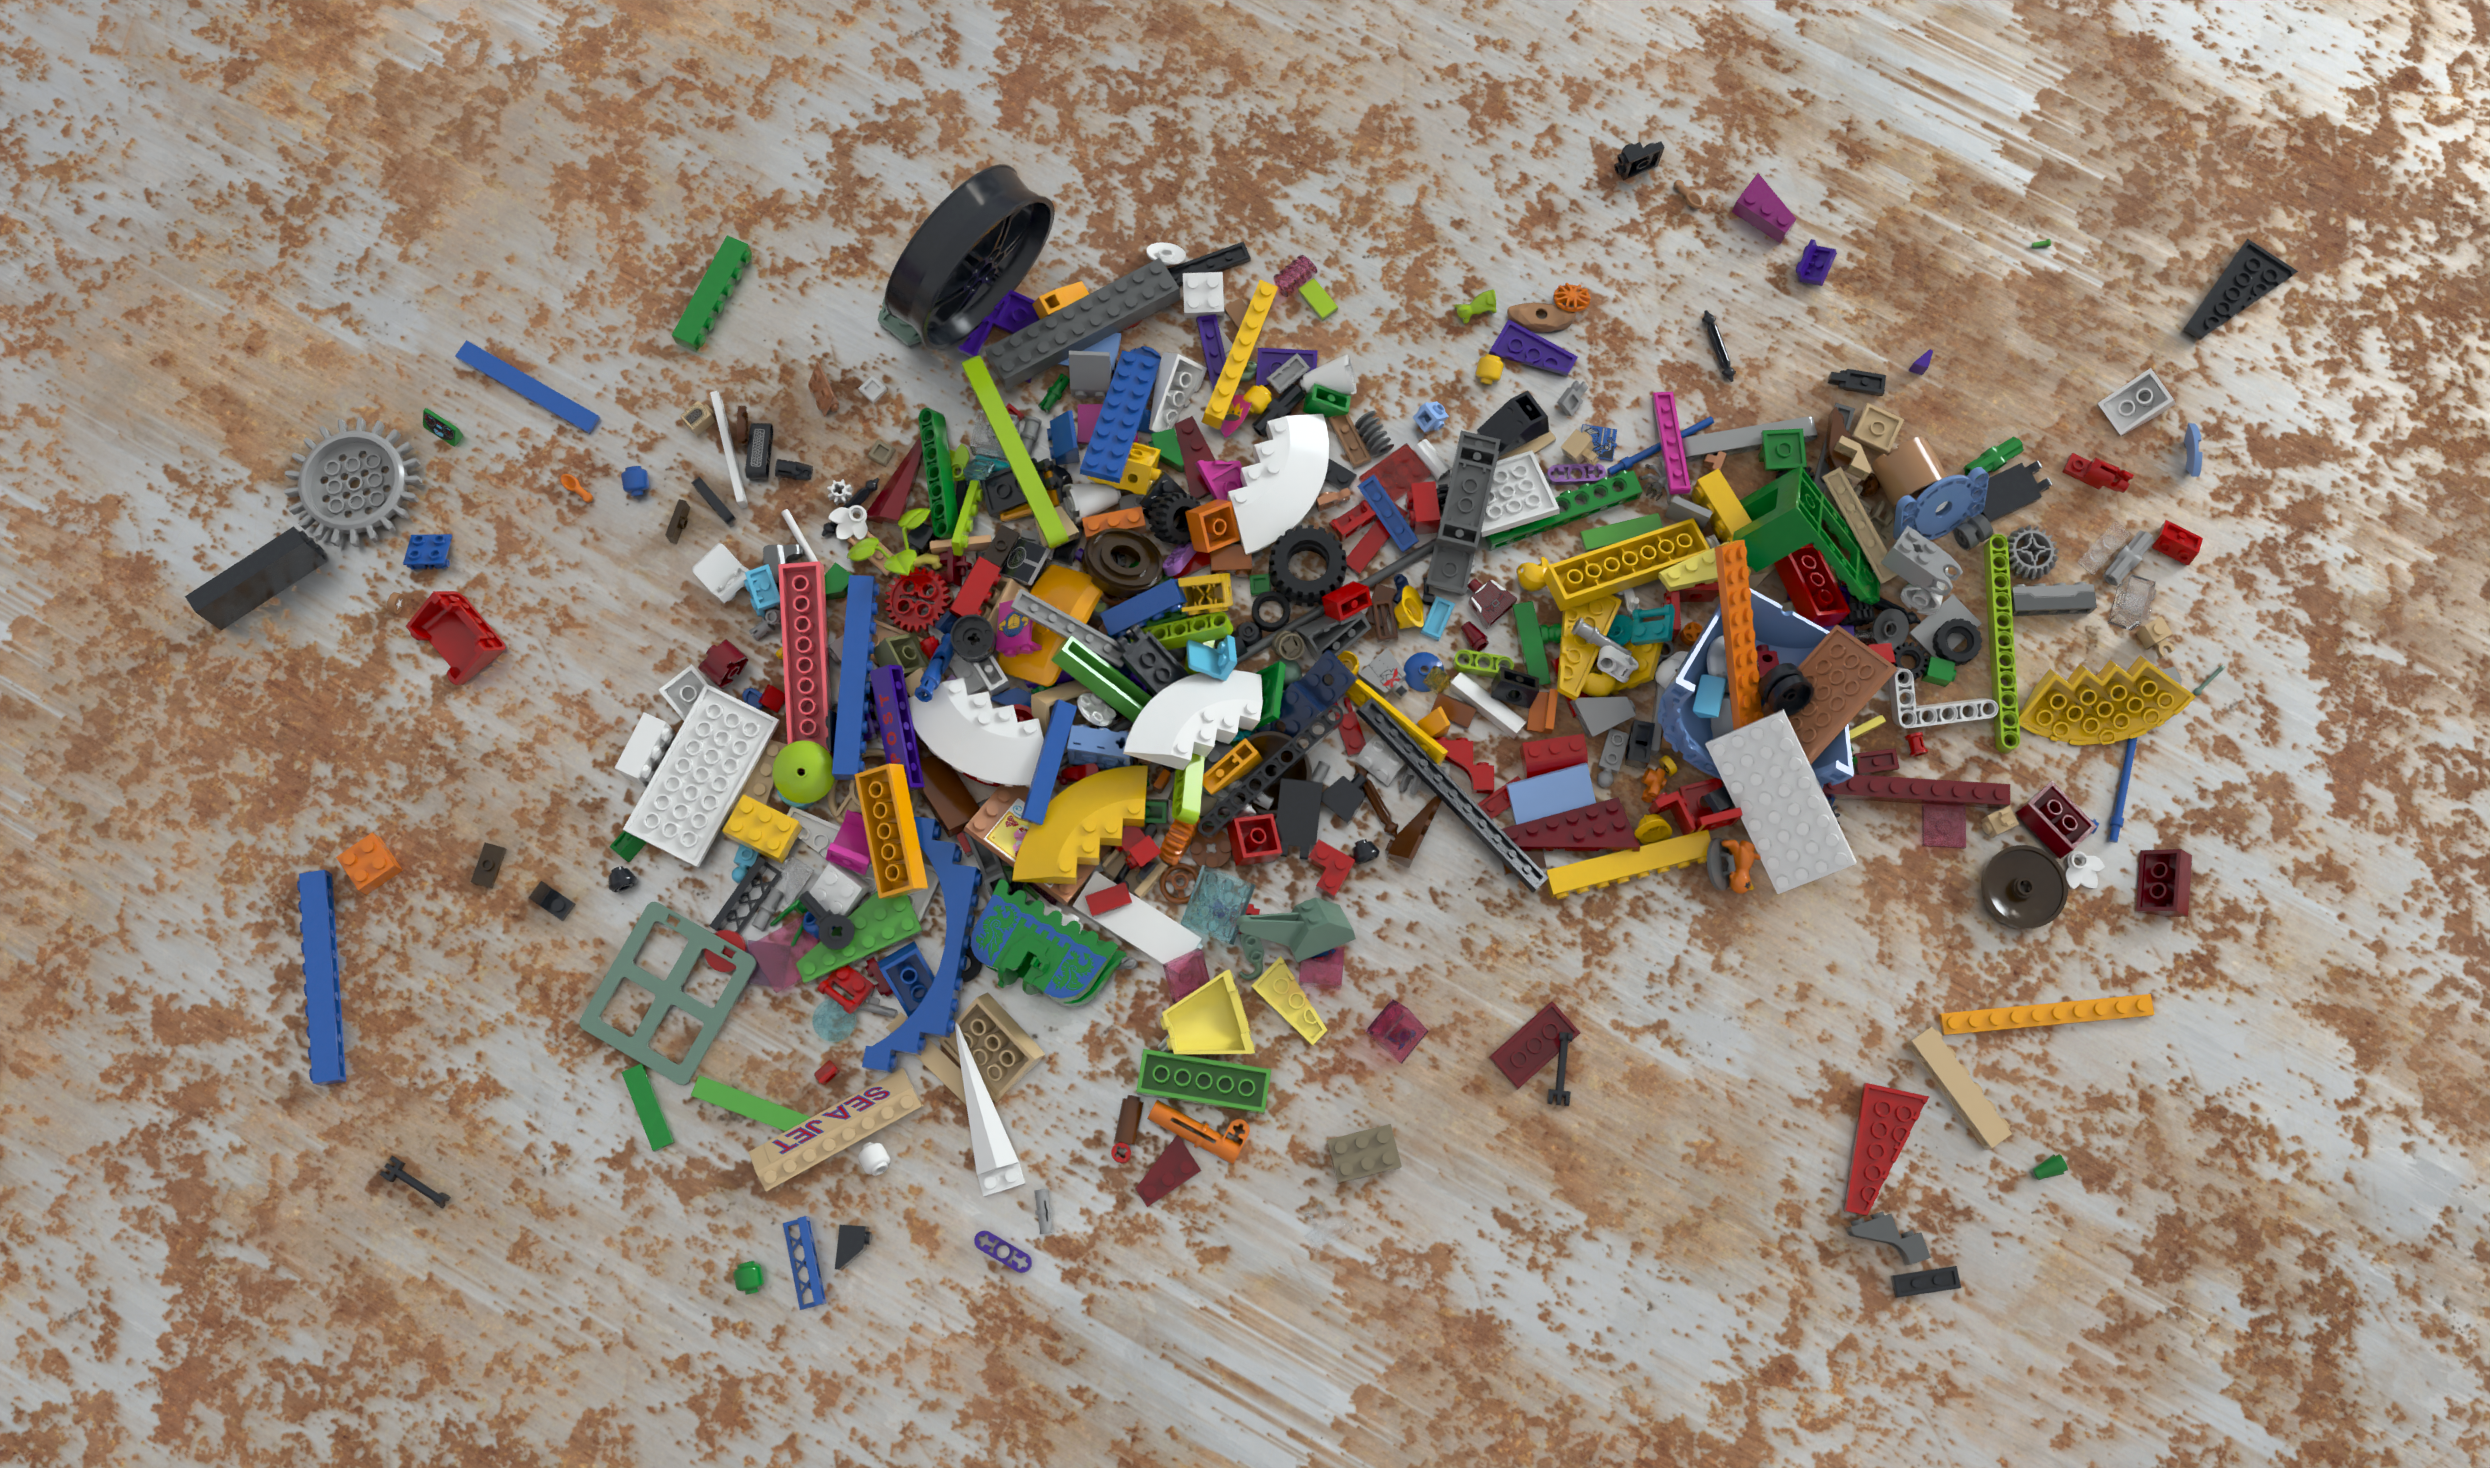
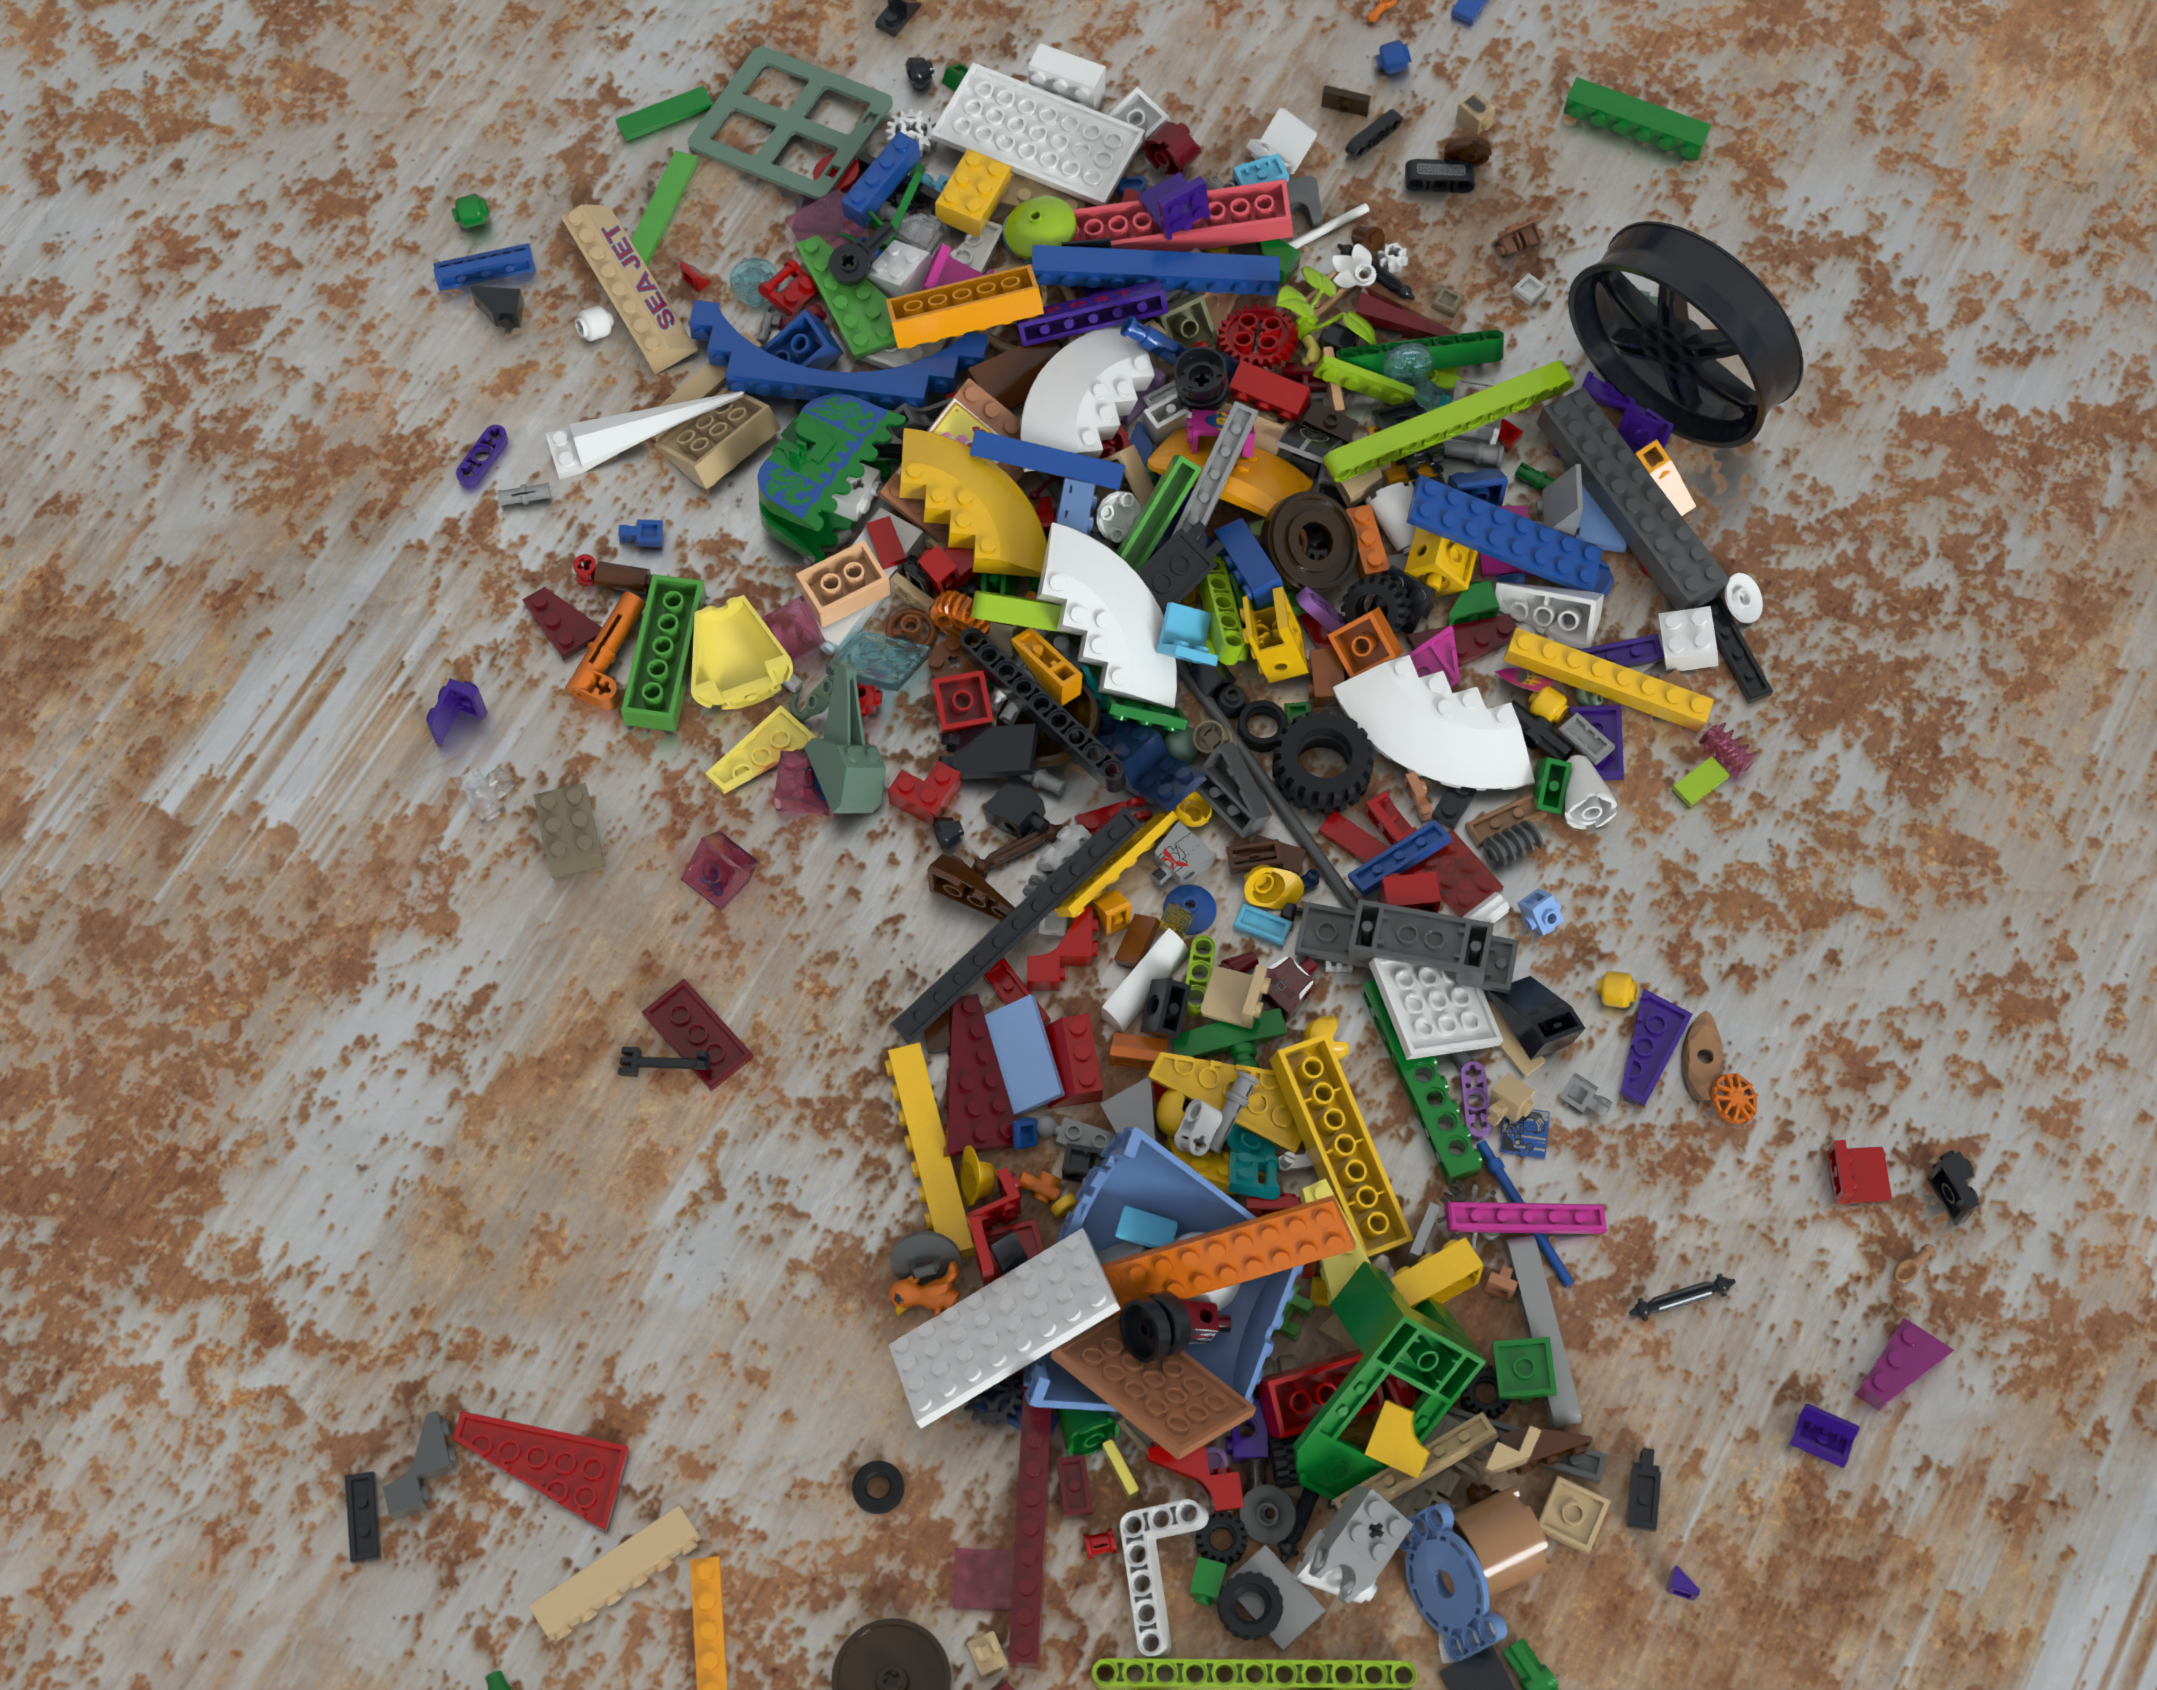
camera: 90 degrees right, 10 degrees down
(681, 890) = (914, 127): none -> white gear
(729, 449) = (1434, 146): white tile -> none
(730, 880) = (916, 174): none -> green piece
(746, 906) = (881, 179): none -> blue brick
(793, 470) = (1418, 210): black hinge -> none
(809, 651) = (1176, 203): none -> dark purple bracket
(821, 509) = (1369, 237): none -> reddish brown brick
(953, 480) = (1408, 363): none -> clear light blue tile
(1085, 1104) = (646, 533): none -> blue plate
(1153, 931) = (843, 584): none -> light nougat brick
(1246, 1244) = (453, 699): none -> dark purple bracket
(1346, 601) = (1273, 802): red brick -> none
(1483, 302) = (1714, 981): lime animal -> none
(1508, 633) = (1235, 996): none -> tan bracket
(1611, 793) = (1025, 1132): none -> blue slope
(1620, 531) = (1395, 1157): bright green tile -> none
(1626, 222) = (1858, 1174): none -> red bracket
(1851, 533) = (1395, 1441): none -> yellow tile
(1894, 894) = (872, 1470): none -> black tyre
(1972, 532) = (1420, 1653): dark grey wheel -> none

